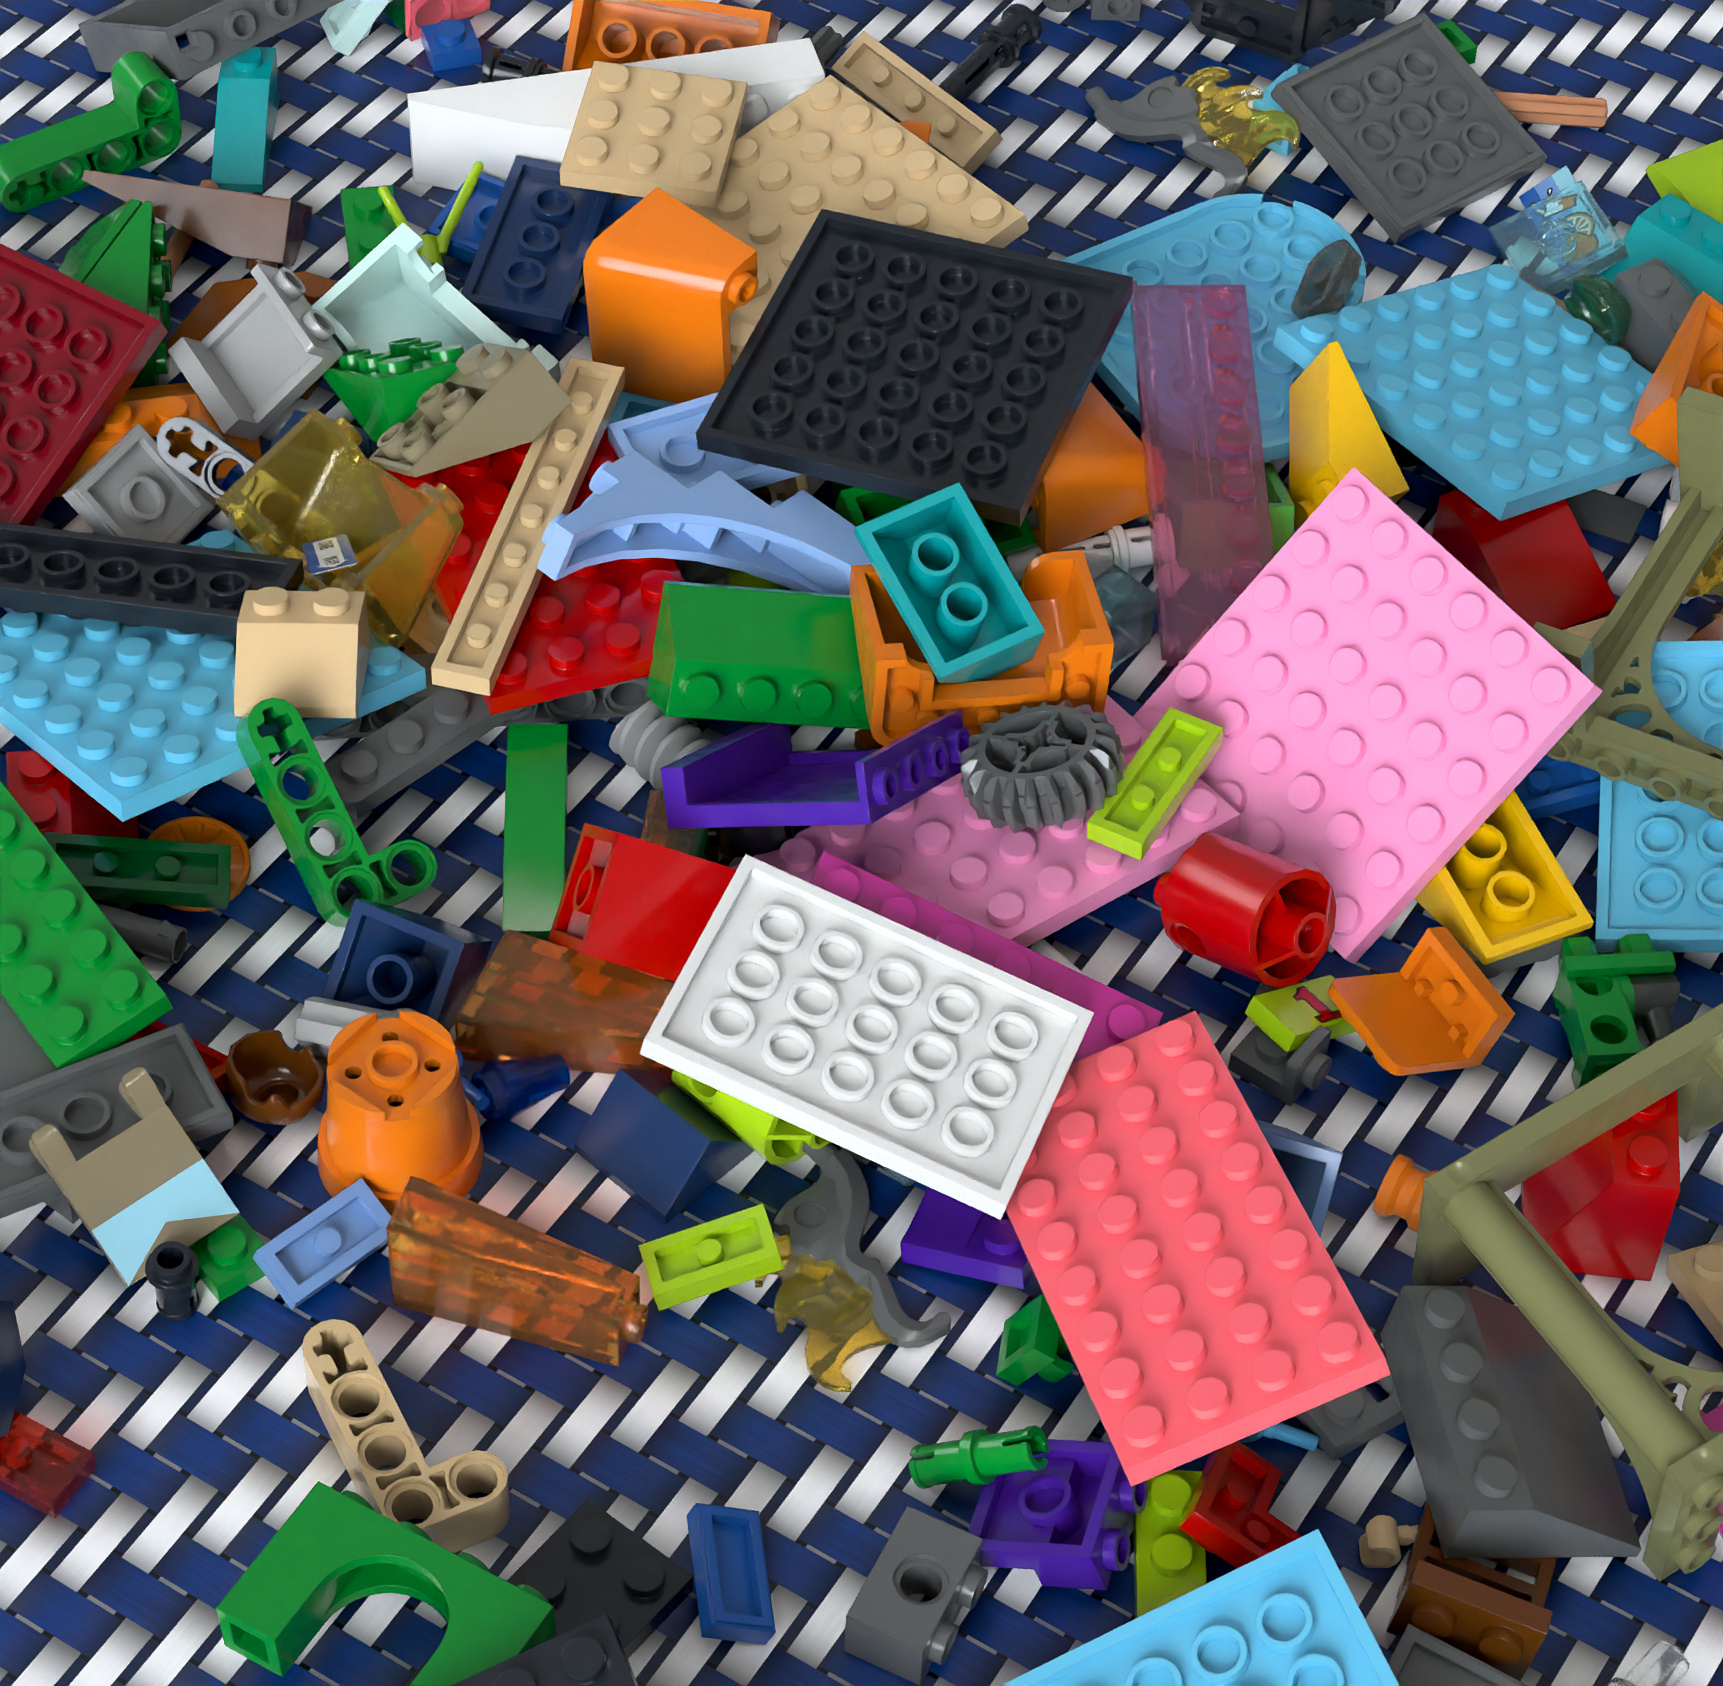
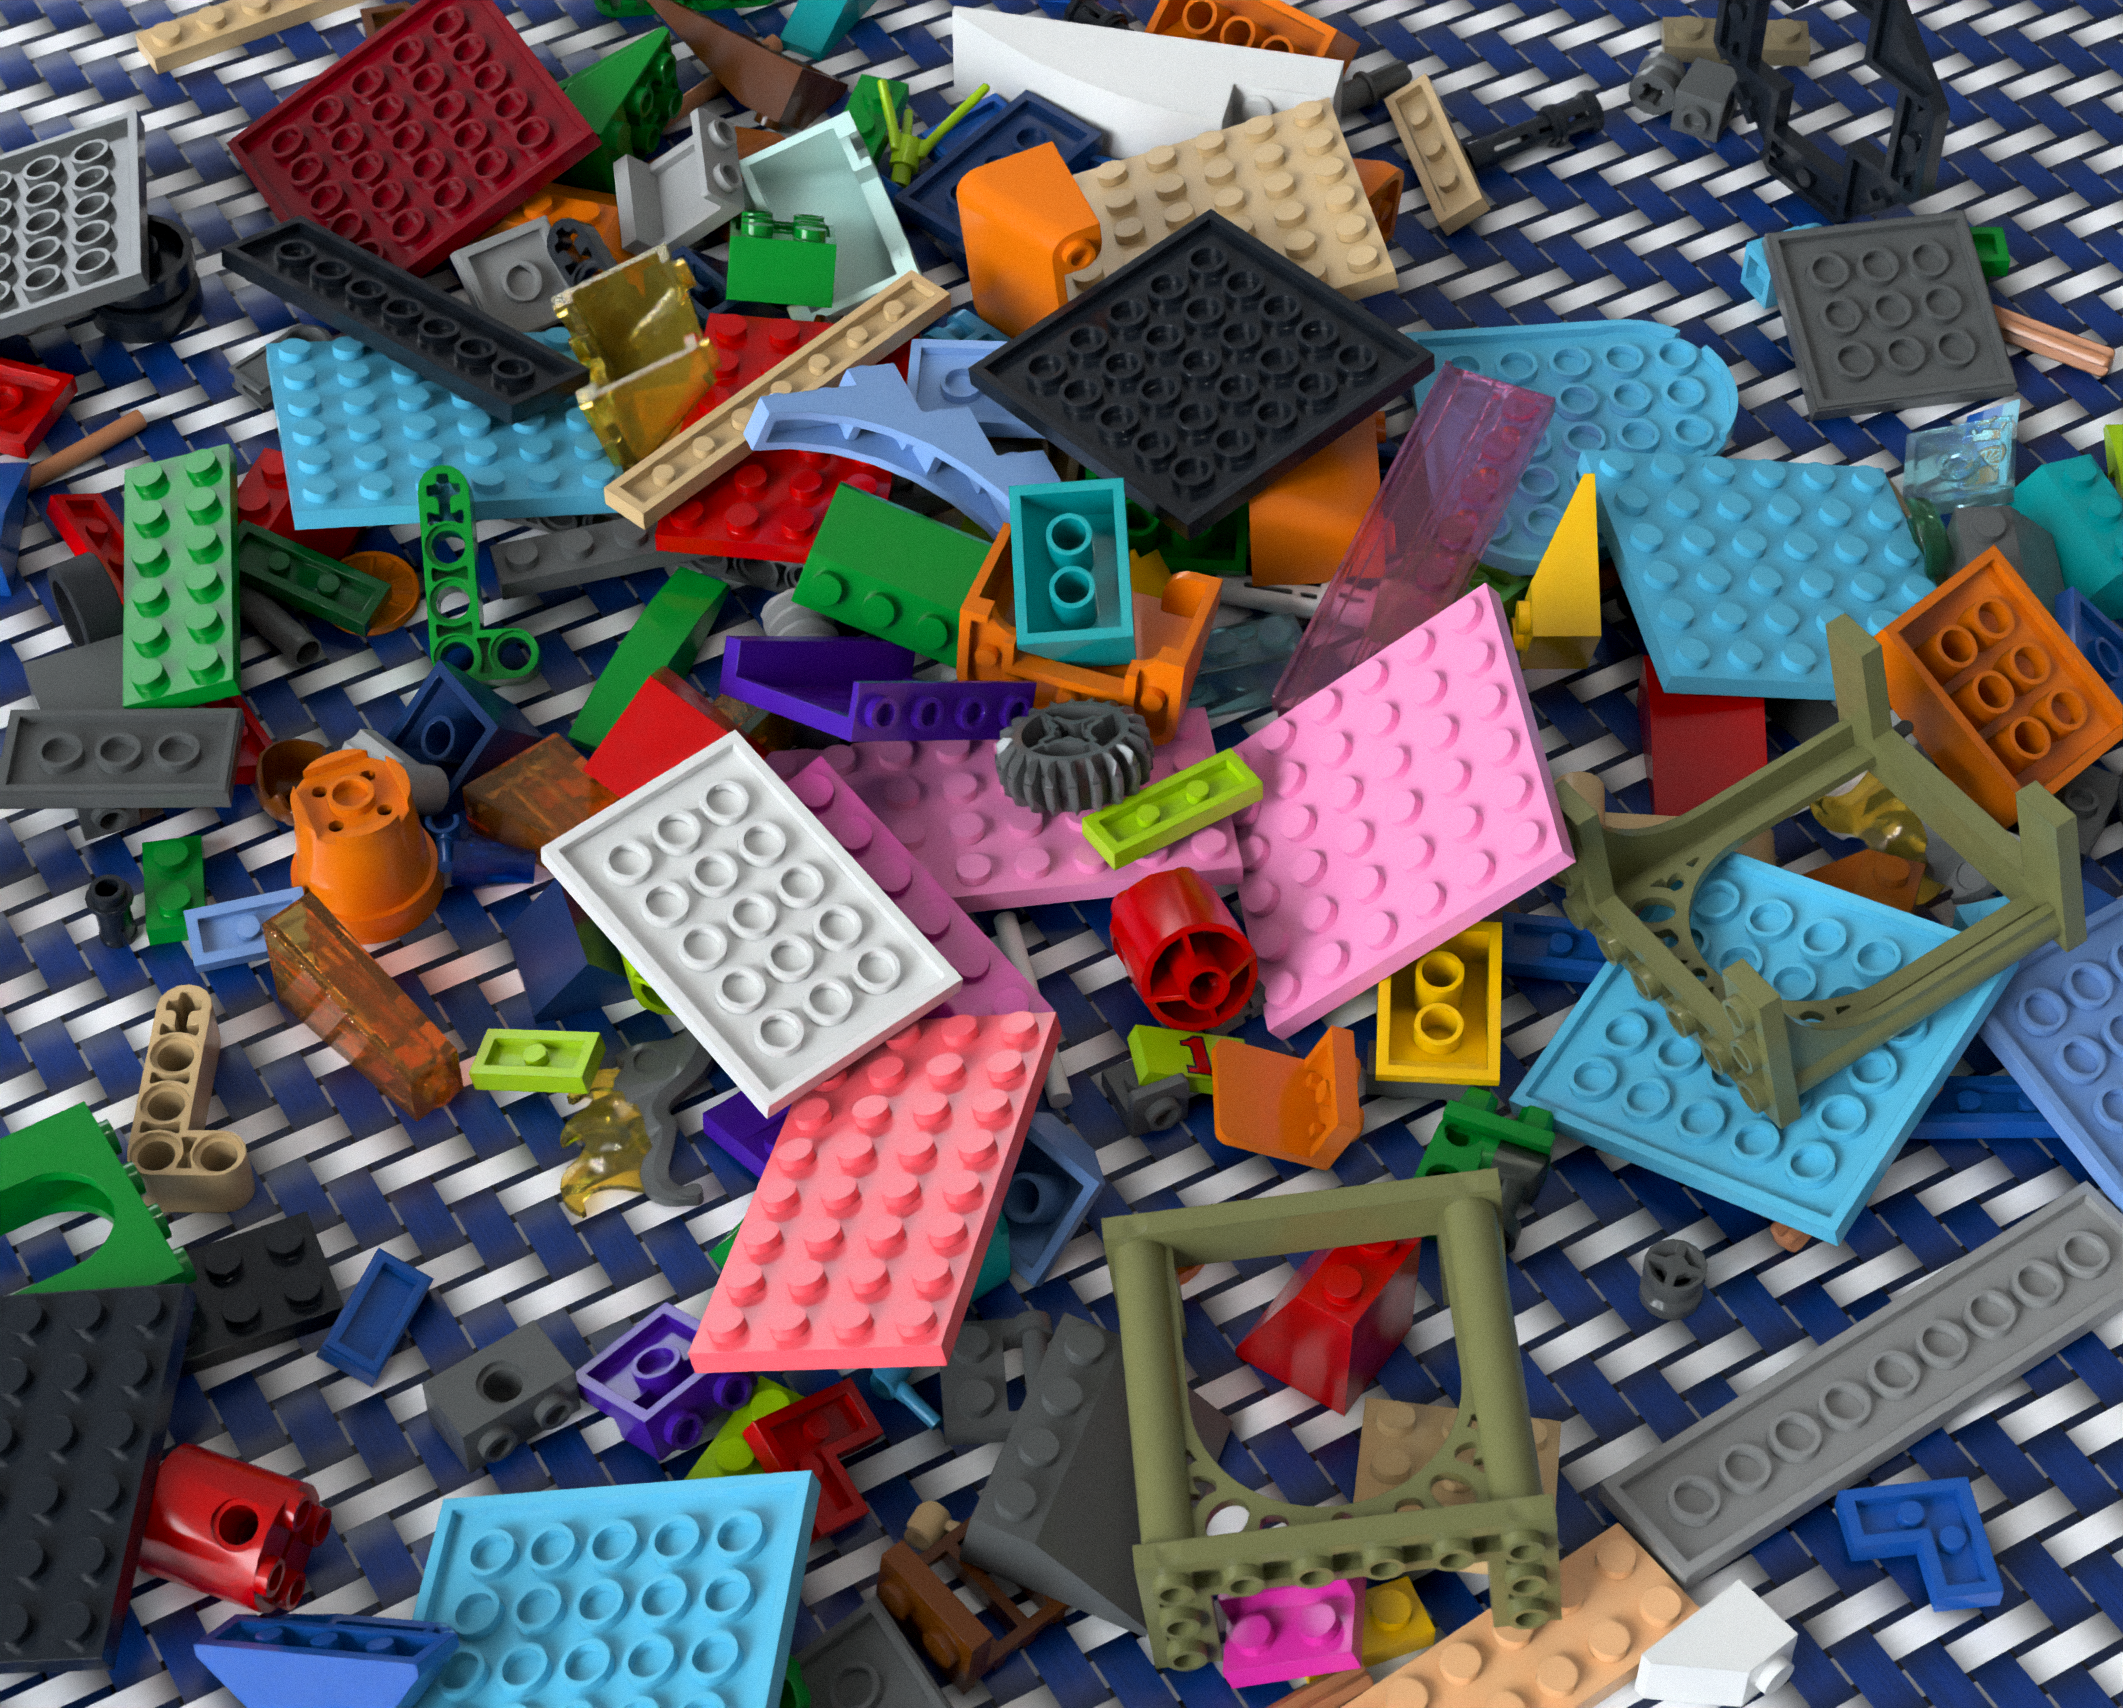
camera: 30 degrees right, 0 degrees up
(140, 1184) = (124, 821): dark tan flag -> none
(302, 650) = (520, 441): tan slope -> none
(329, 554) = (606, 370): sticker -> none
(485, 407) = (798, 293): dark tan slope -> none
(654, 131) = (1137, 103): tan plate -> none
(979, 1457) = (626, 1307): green pin -> none
(1208, 119) = (1693, 247): piece -> none
(1327, 281) = (1678, 422): clear smoke plate -> none

